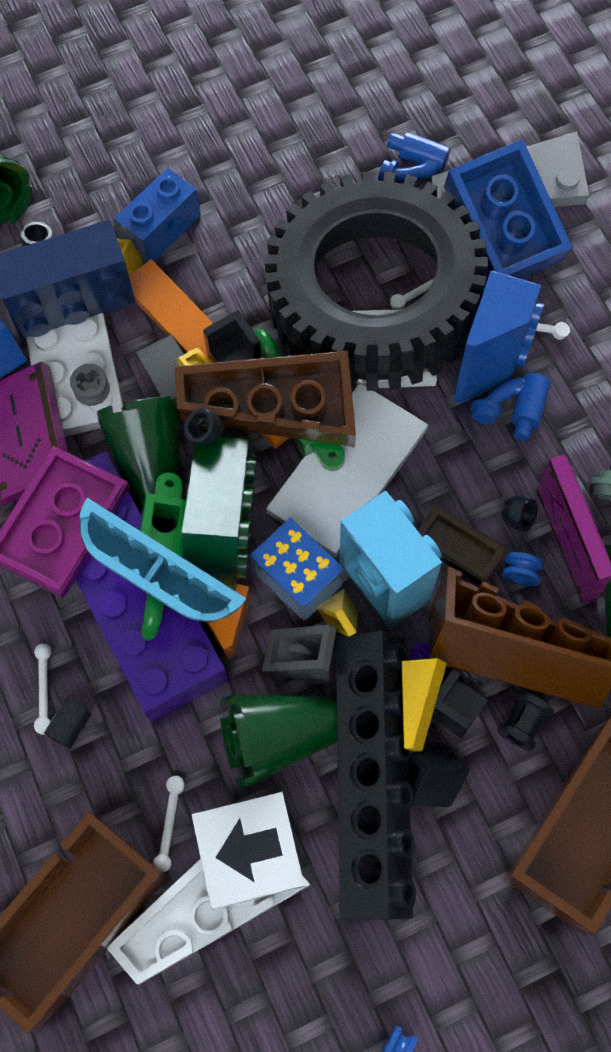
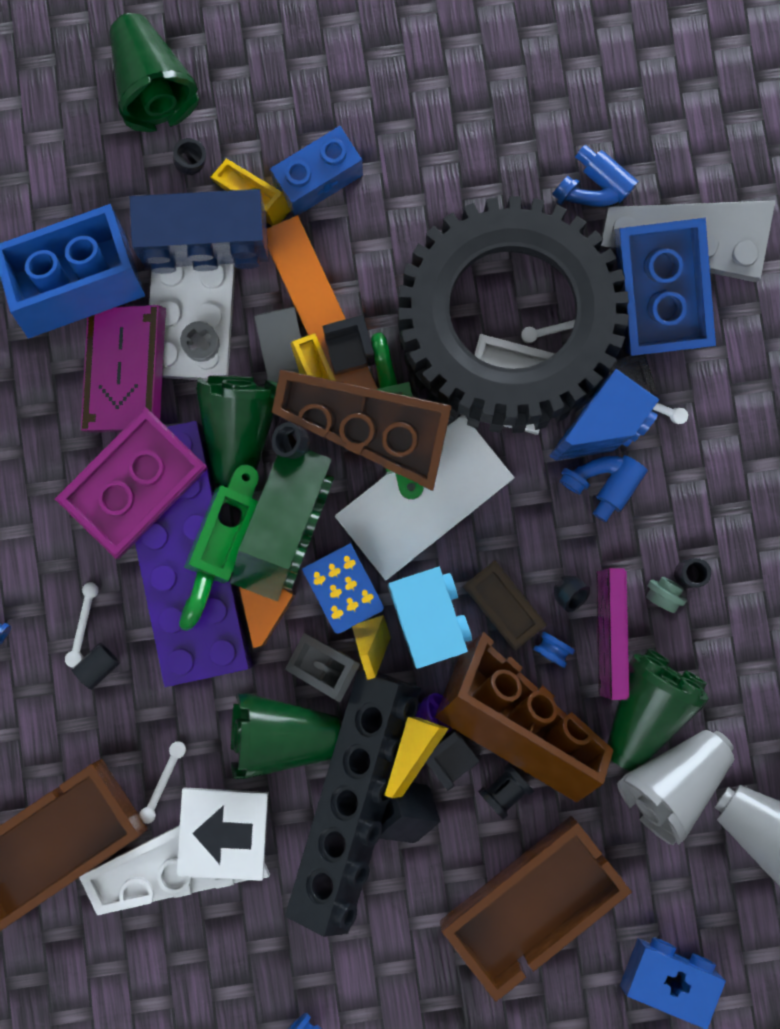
camera: 10 degrees right, 15 degrees up
(154, 567) = (204, 574): medium azure brick -> none

